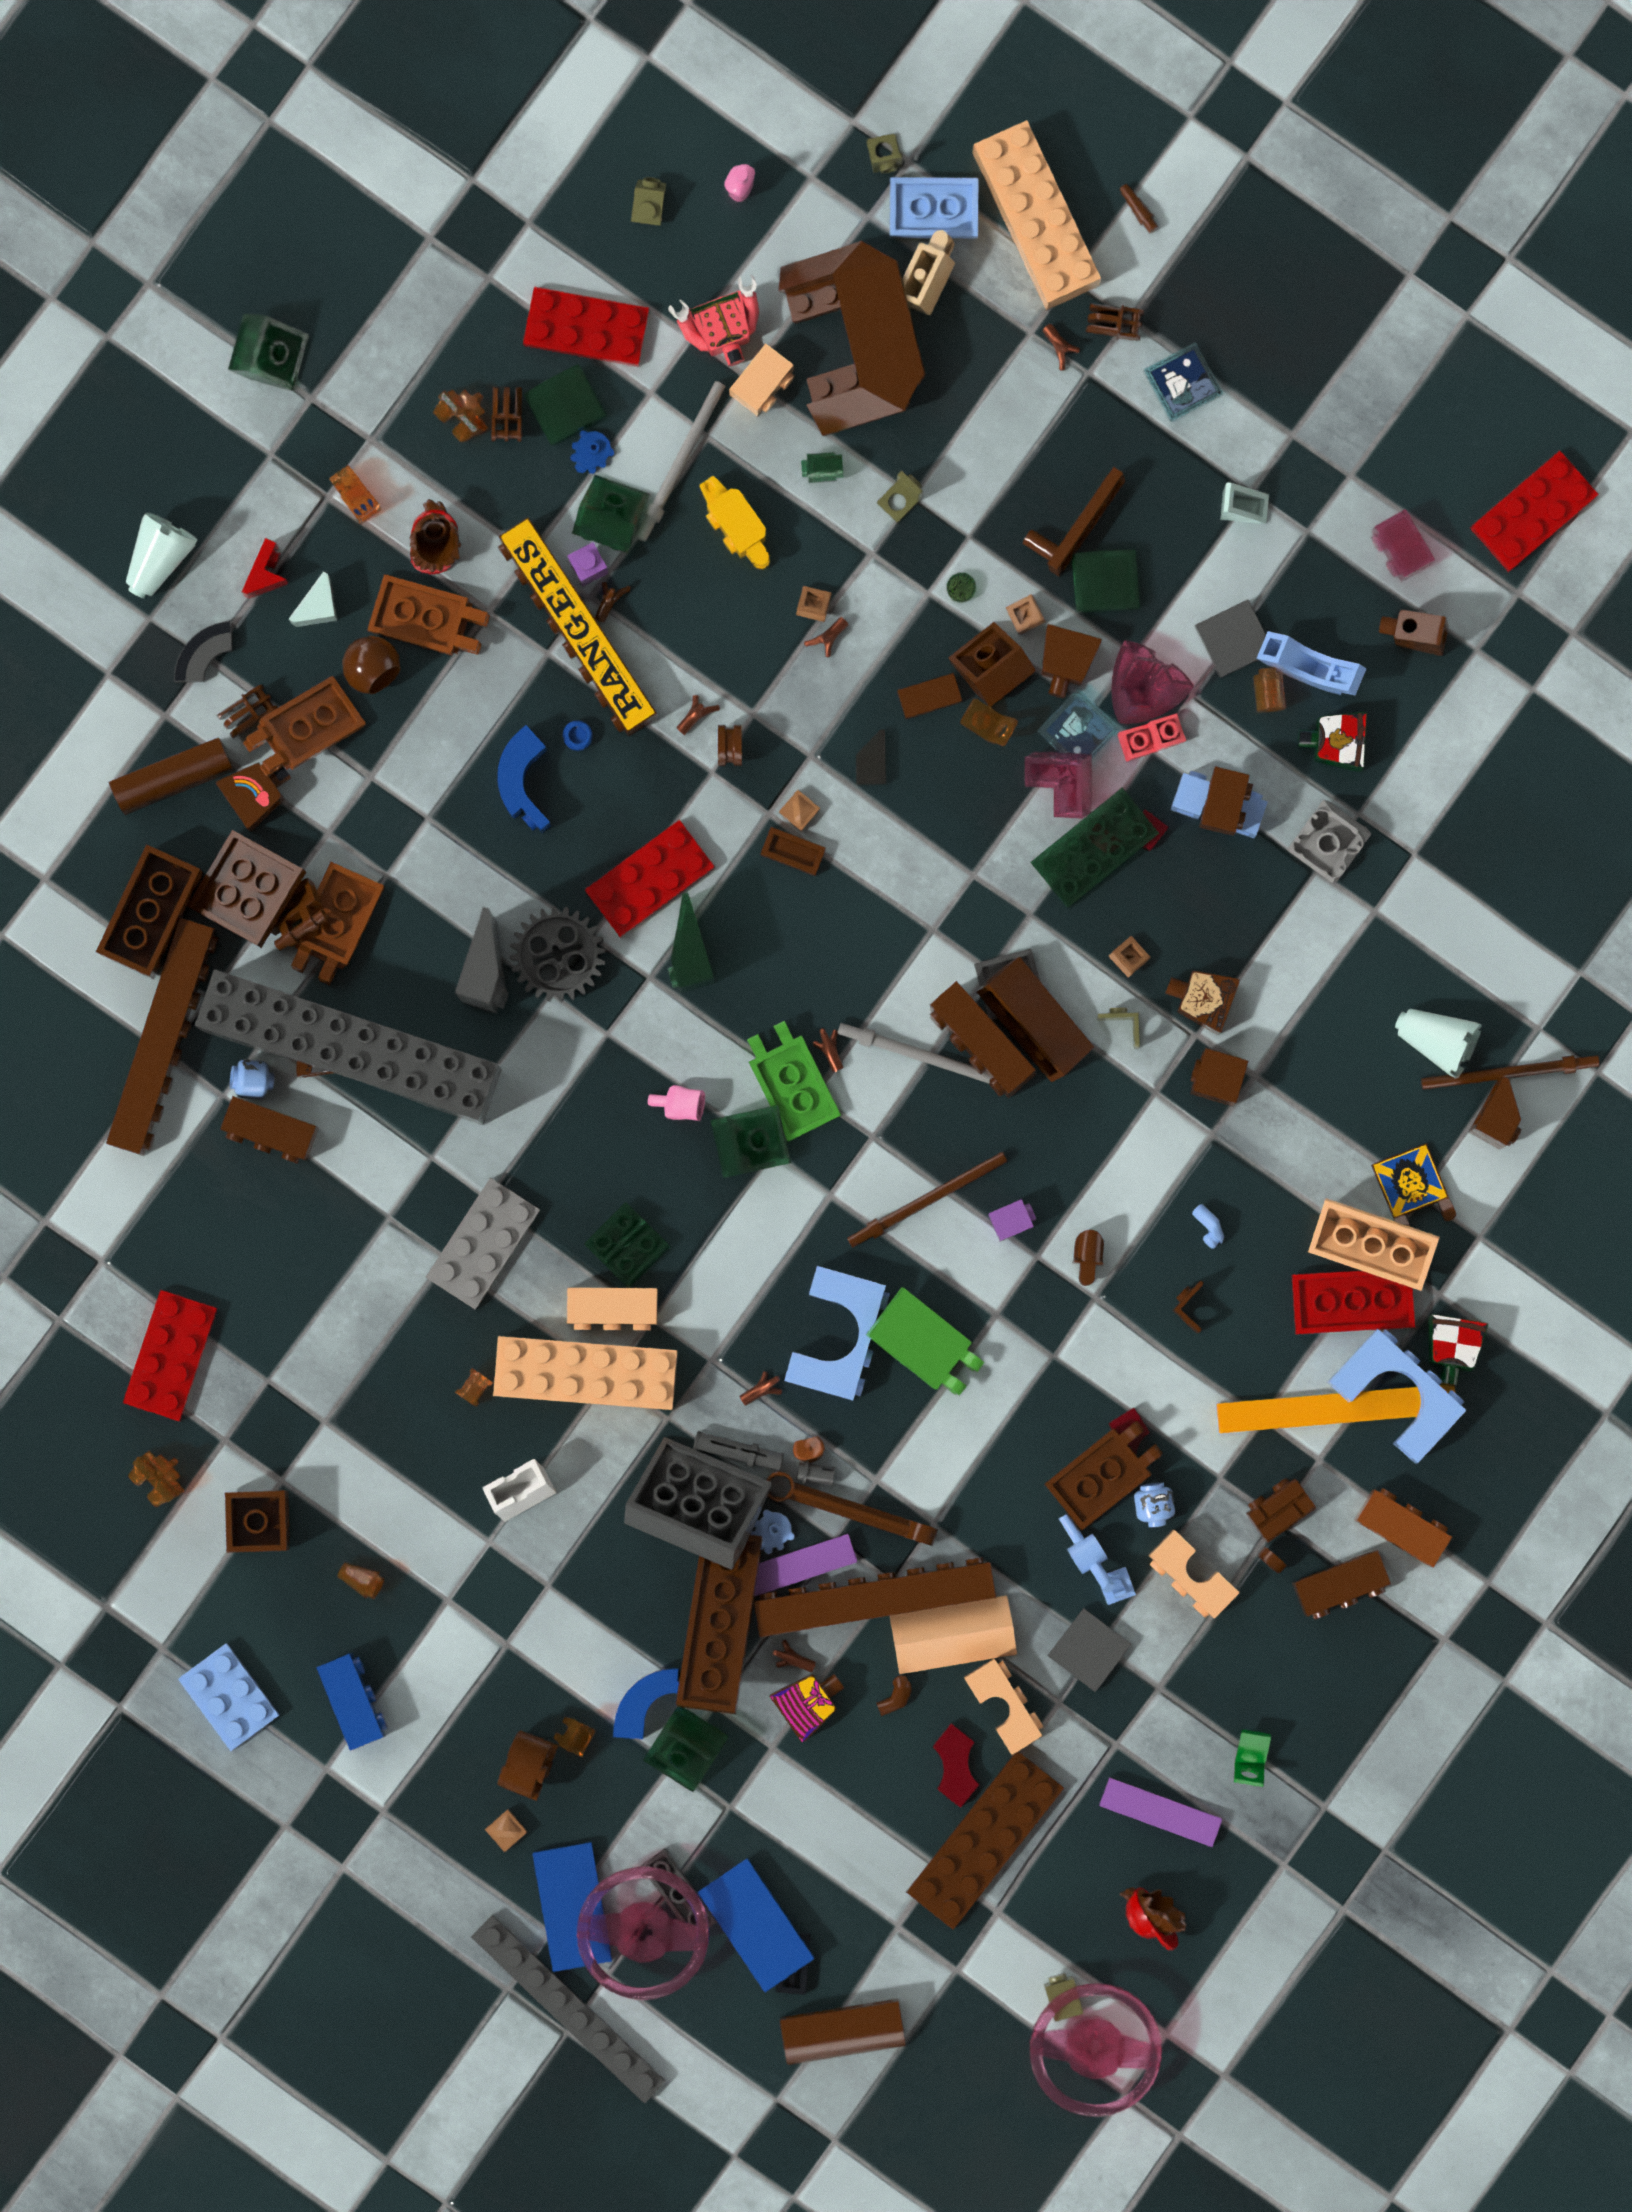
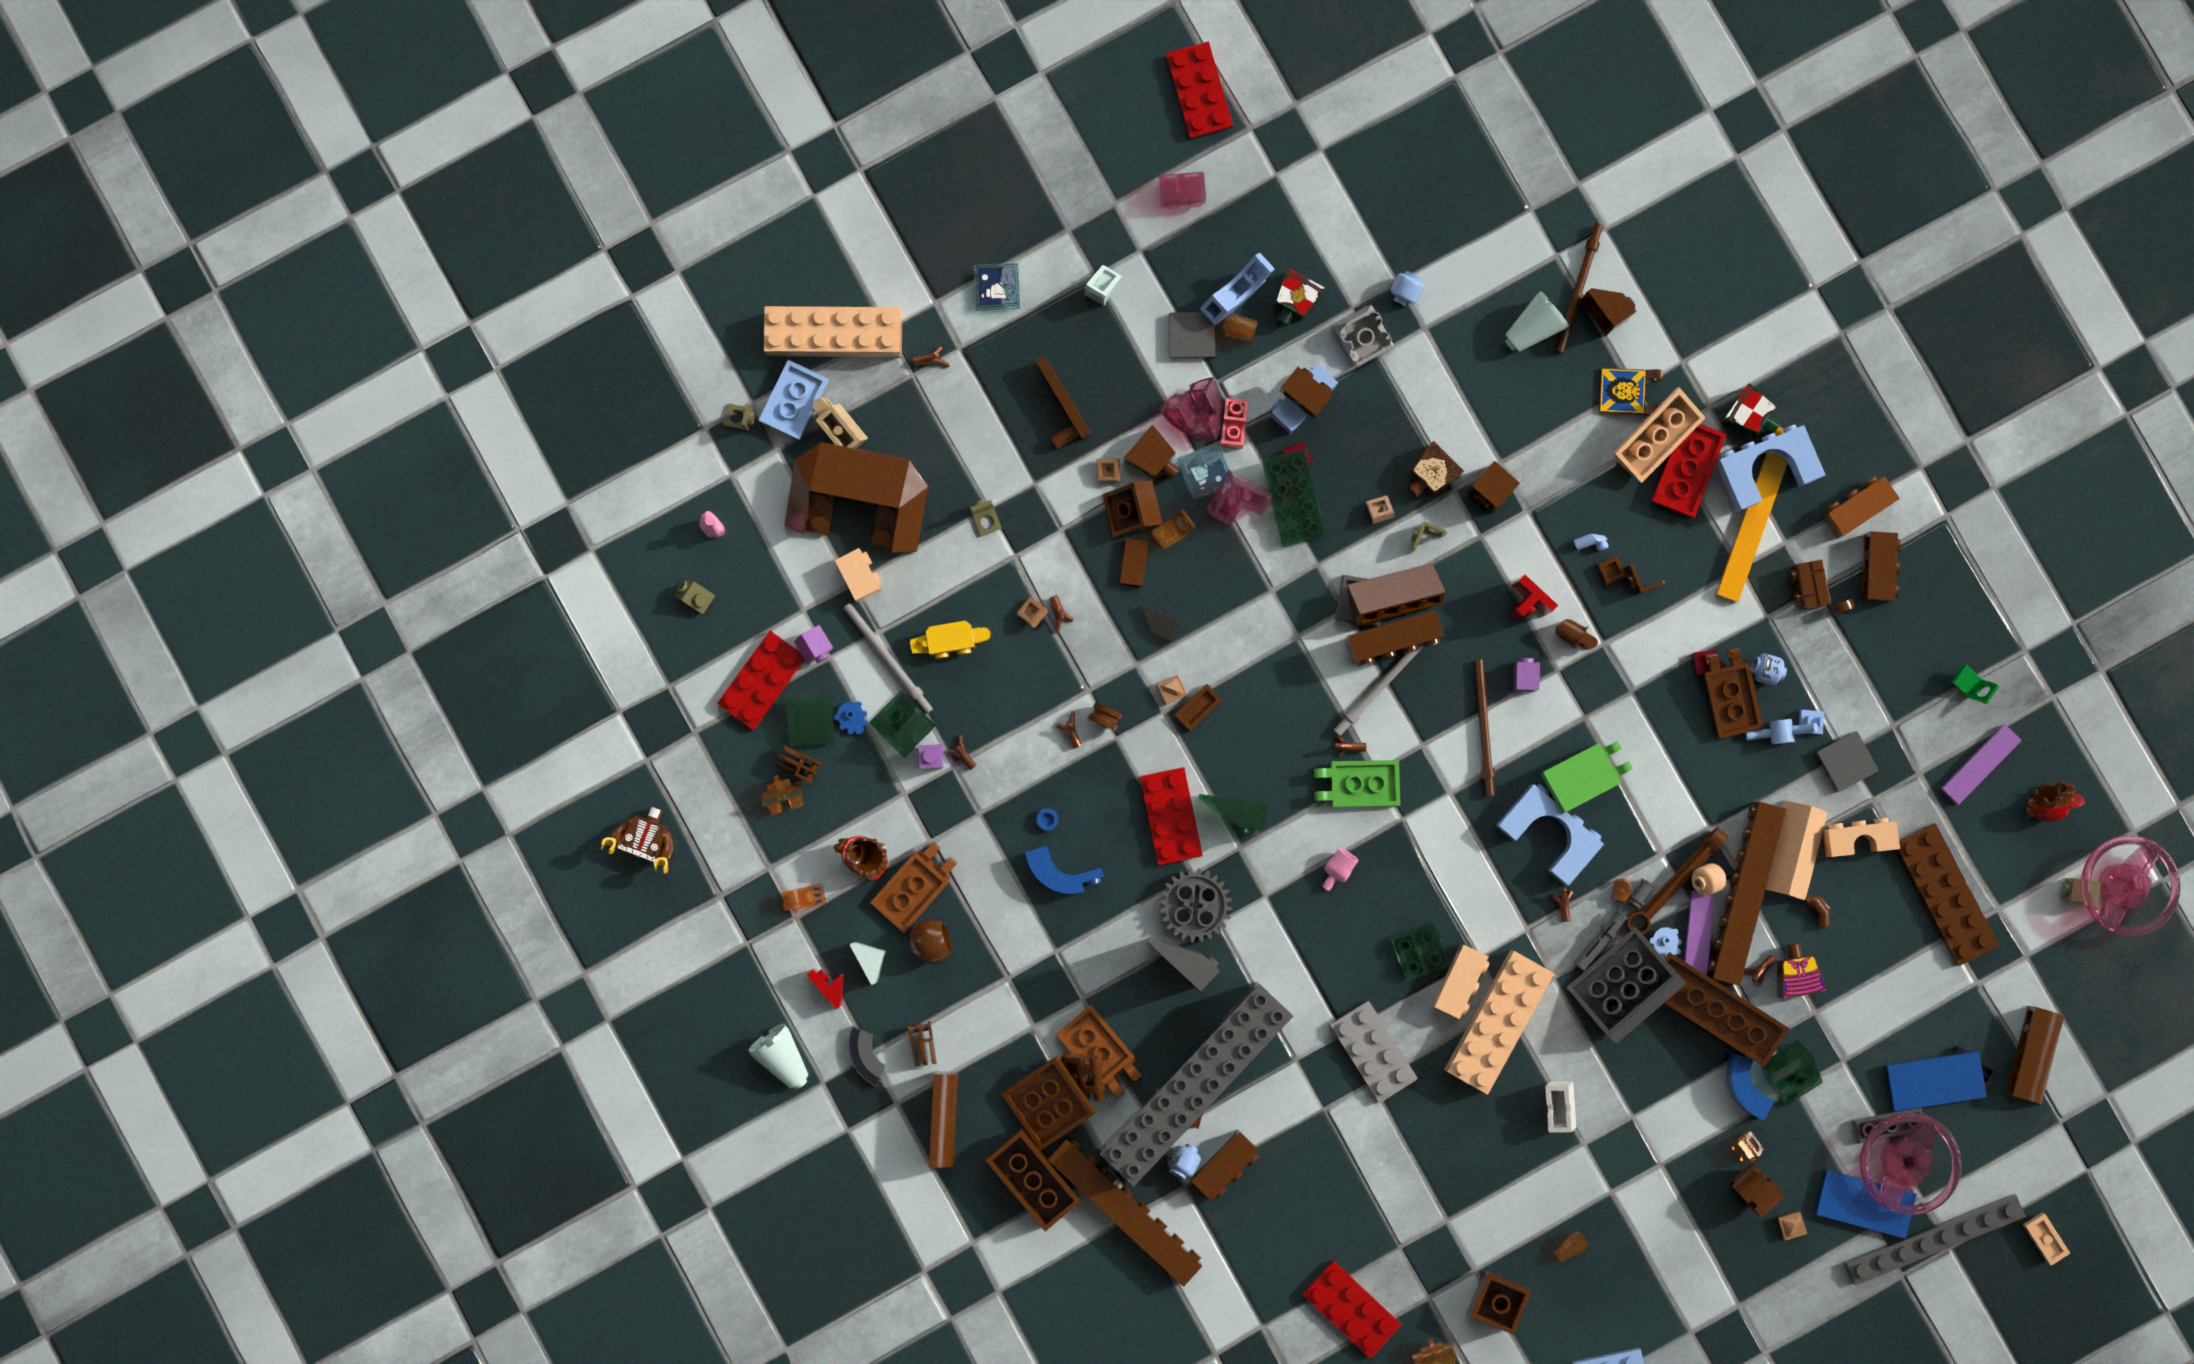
camera: 65 degrees left, 0 degrees up
(253, 794) = (982, 1066): reddish brown torso -> none
(268, 351) = (673, 911): clear green slope -> none
(305, 726) = (953, 1007): dark orange tile -> none
(336, 276) = (643, 838): none -> torso
(352, 1701) = (1654, 1292): blue brick -> none
(474, 1387) = (1472, 1104): clear orange bush -> none
(577, 626) = (971, 784): brick -> none
(629, 2140) = (2046, 1239): none -> light nougat plate
(654, 366) = (814, 645): none -> medium lavender brick
(721, 323) = (805, 584): coral torso -> none
(750, 1141) = (1389, 831): clear green slope -> none
(822, 467) = (939, 561): clear green brick -> none
(869, 1545) = (1708, 879): none -> light nougat head
(954, 1751) = (1895, 894): dark red tile -> none
(961, 587) = (1068, 505): clear green tile -> none
(1093, 1179) = (1533, 599): none -> red bracket
(1105, 581) = (1111, 403): clear green slope -> none
(1114, 321) = (934, 311): reddish brown arm -> none
(1138, 208) = (861, 260): reddish brown animal -> none
(1172, 1557) = (1847, 659): light nougat arch -> none
(1186, 1265) = (1611, 570): none -> reddish brown tile
(1410, 866) = (1407, 288): none -> light blue head
(1429, 634) = (1251, 198): reddish brown torso -> none

